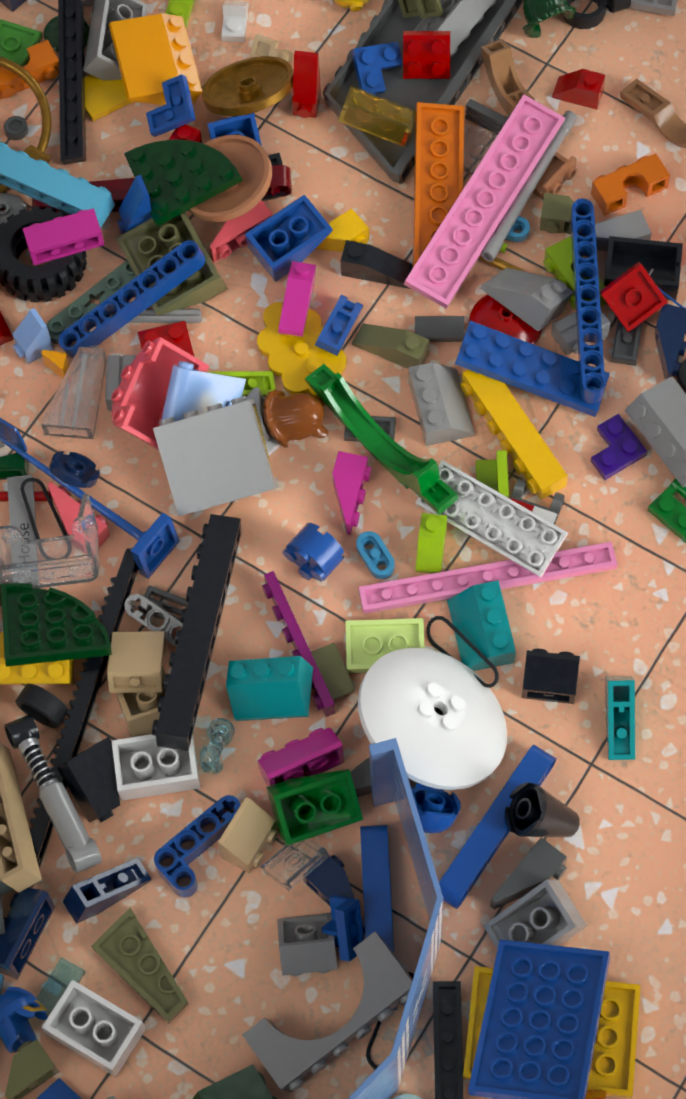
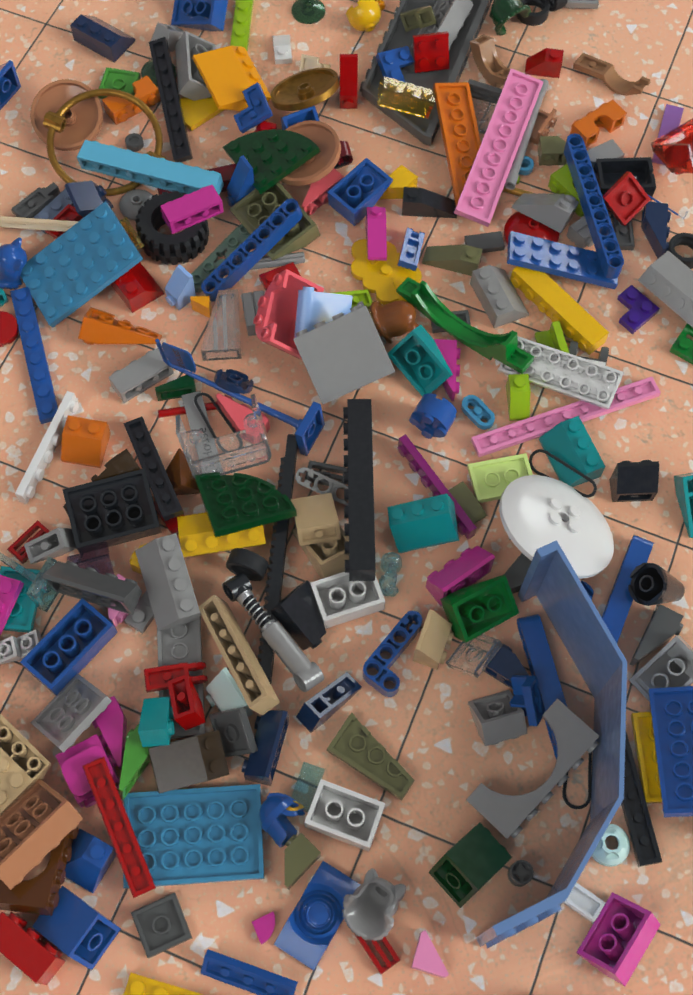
camera: 15 degrees left, 0 degrees up
(314, 477) = (420, 361): none -> teal slope

